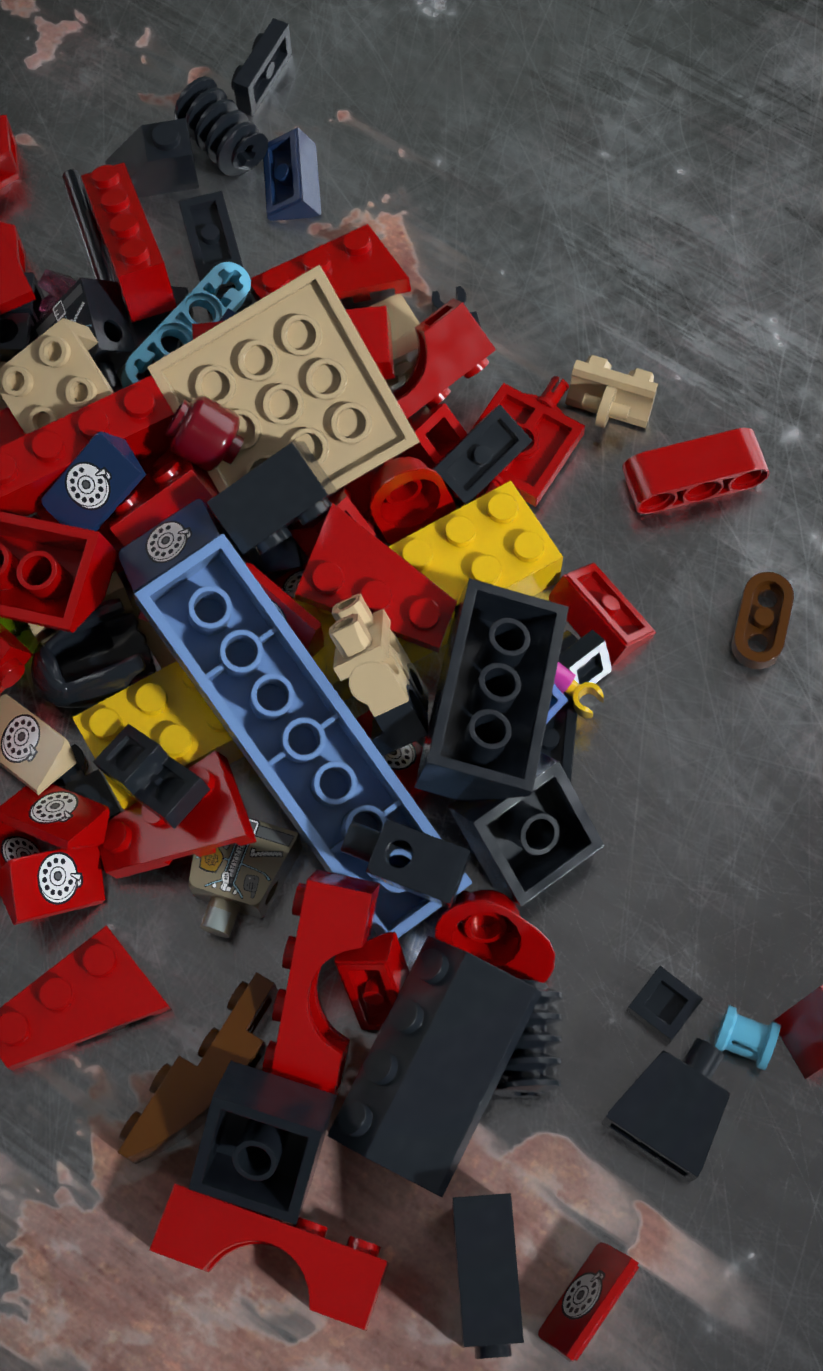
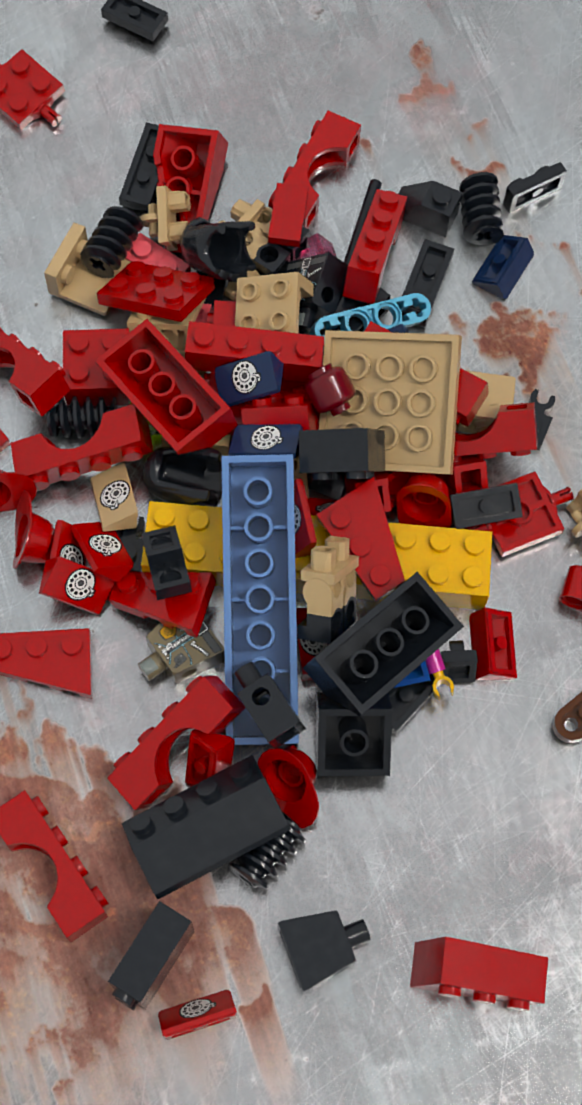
camera: 30 degrees right, 0 degrees up
(186, 1090) = (69, 752): reddish brown slope -> none
(262, 1141) = (85, 801): black brick -> none
(353, 264) = (489, 340): red wing -> none
(664, 1004) = (360, 888): black tile -> none
(747, 1037) = (391, 939): medium azure bush -> none

